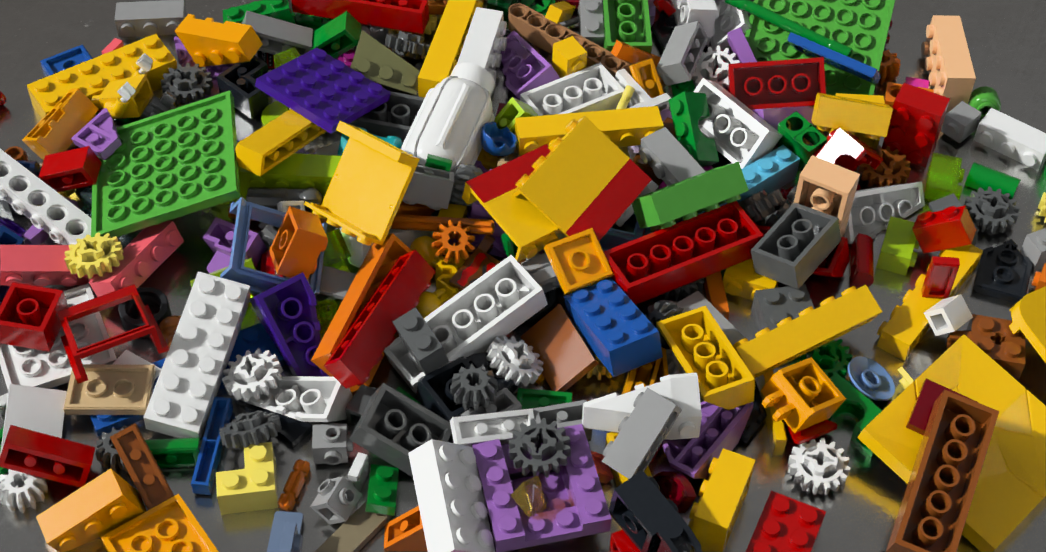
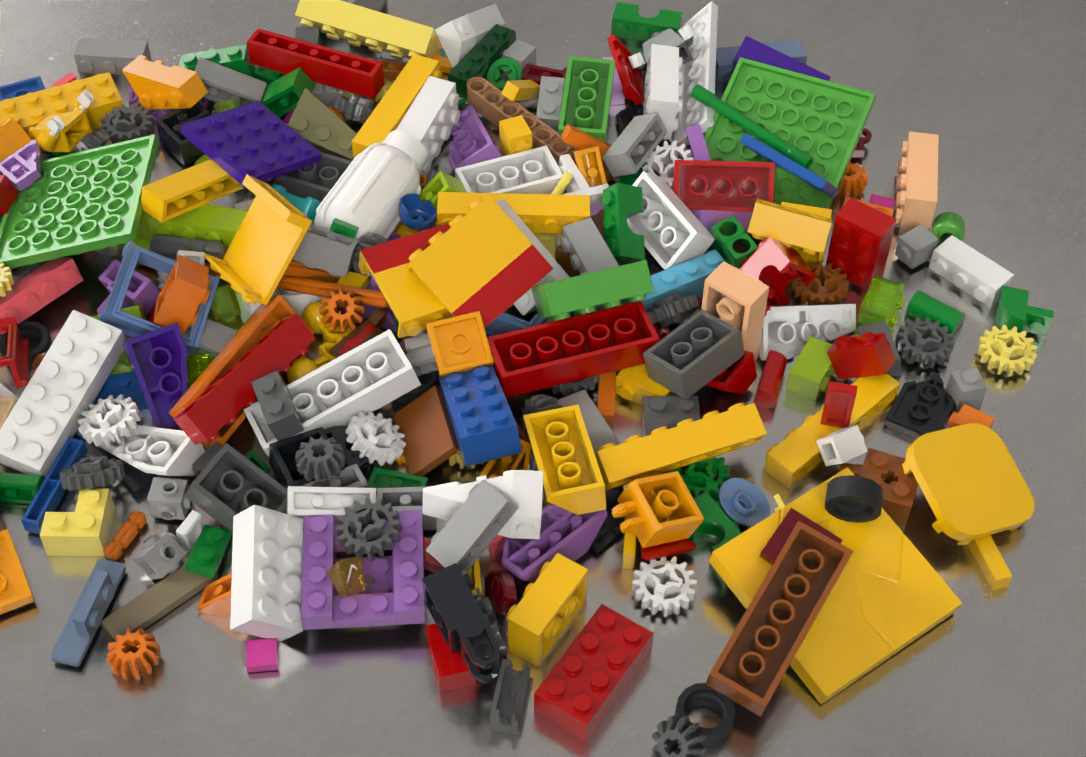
camera: 10 degrees right, 0 degrees up
(982, 363) = (854, 499): none -> black tyre

